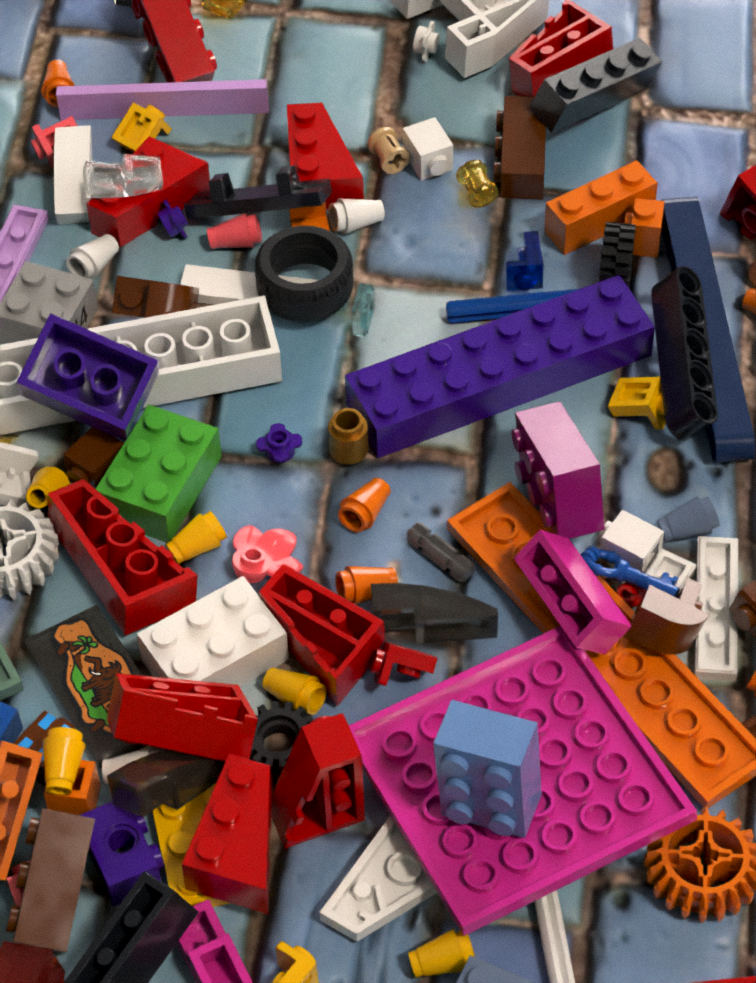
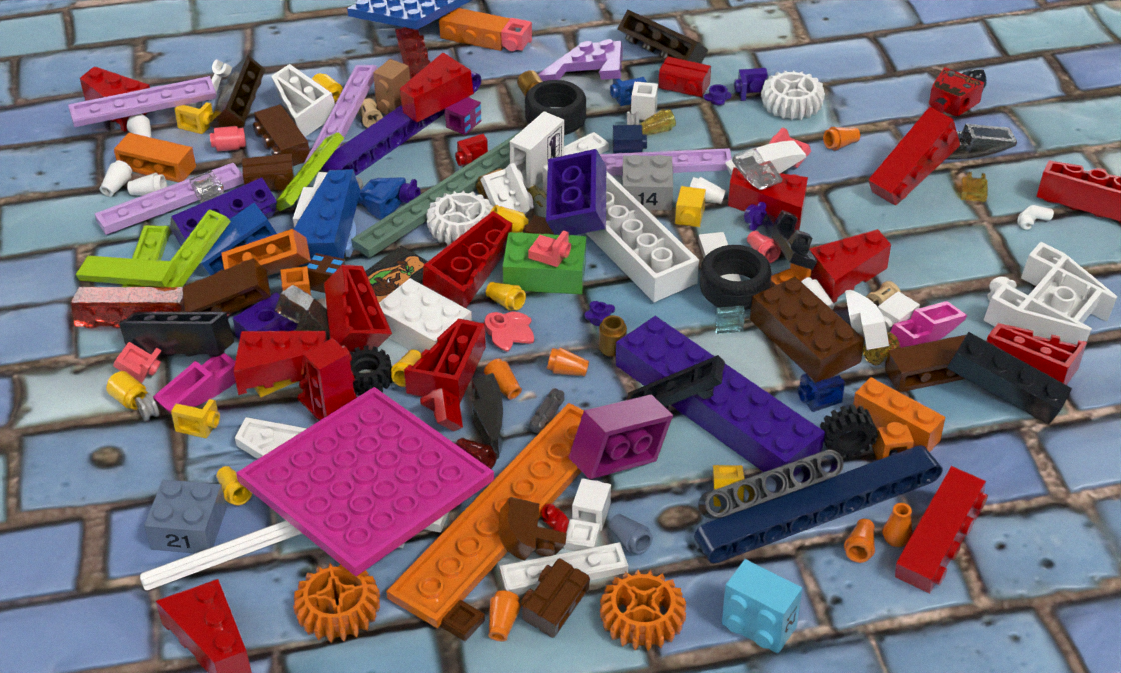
camera: 70 degrees right, 10 degrees down
(62, 758) = (298, 264): yellow cone -> none
(106, 272) = (690, 206): none -> yellow brick
(139, 125) = (825, 179): yellow bracket -> none
(151, 297) = (674, 217): reddish brown brick -> none
(169, 98) = (858, 184): lavender tile -> none
(177, 444) = (550, 250): none -> coral bracket
(419, 239) = (806, 329): none -> reddish brown brick
(440, 174) = (867, 320): none -> white slope
(460, 125) = (928, 324): none -> dark pink slope
(488, 768) = (327, 432): medium blue brick -> none
(492, 644) = (480, 451): none -> clear red cone
(497, 306) = (775, 387): blue axle -> none
(497, 392) = (696, 379): none -> black hinge
(572, 592) = (518, 467): dark pink brick -> none
(624, 572) = (559, 501): blue piece -> none

